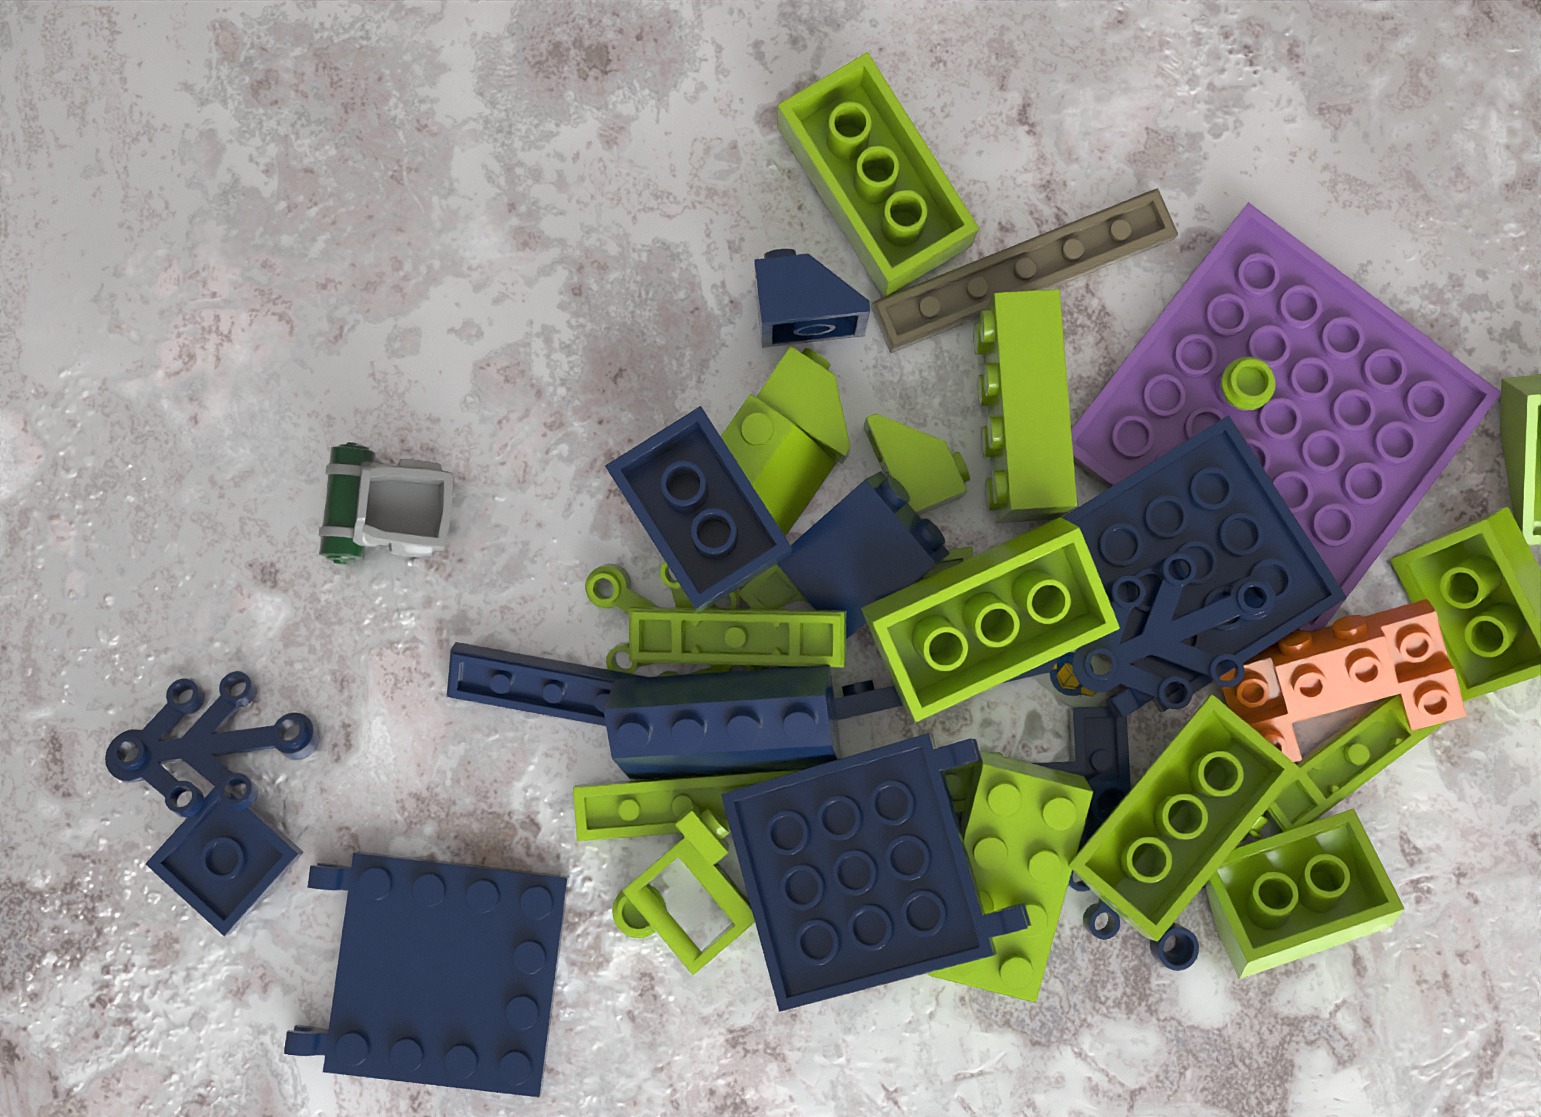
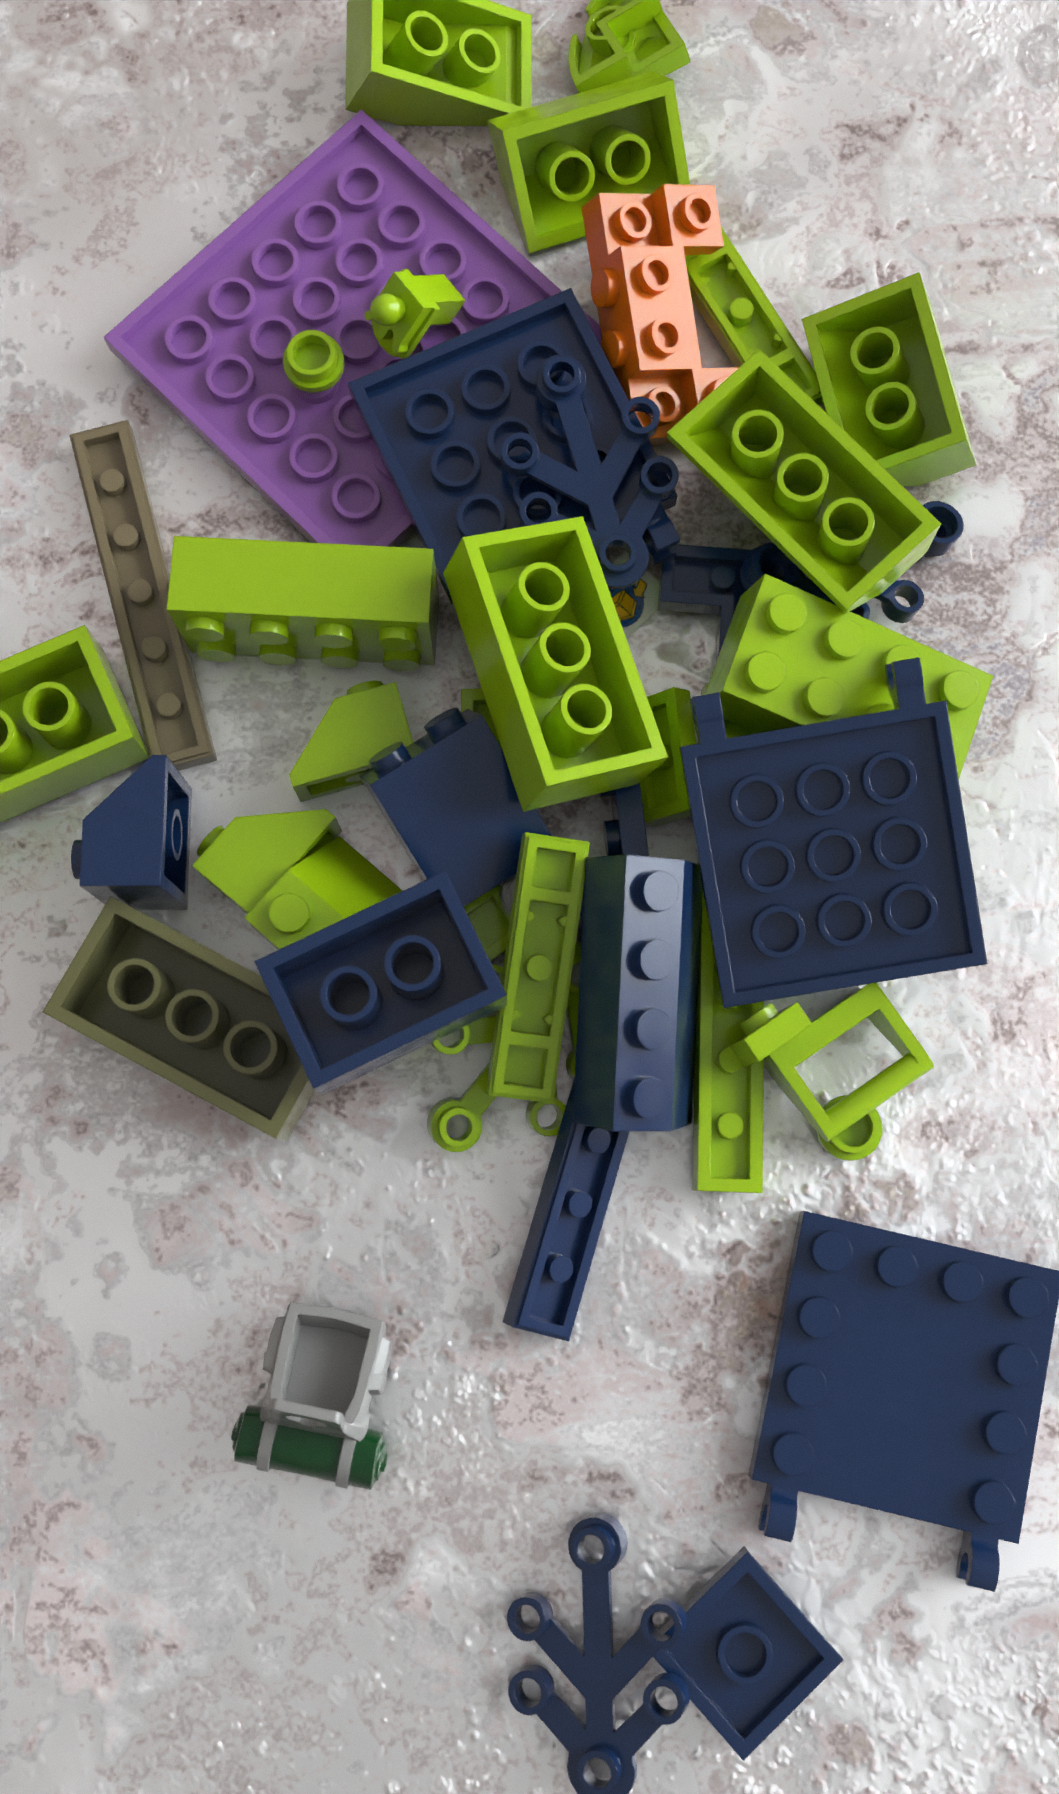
camera: 85 degrees left, 5 degrees down
(666, 354) = (184, 1018): none -> olive brick
(951, 725) = (665, 788): none -> lime plate
(1308, 461) = (409, 308): none -> lime piece

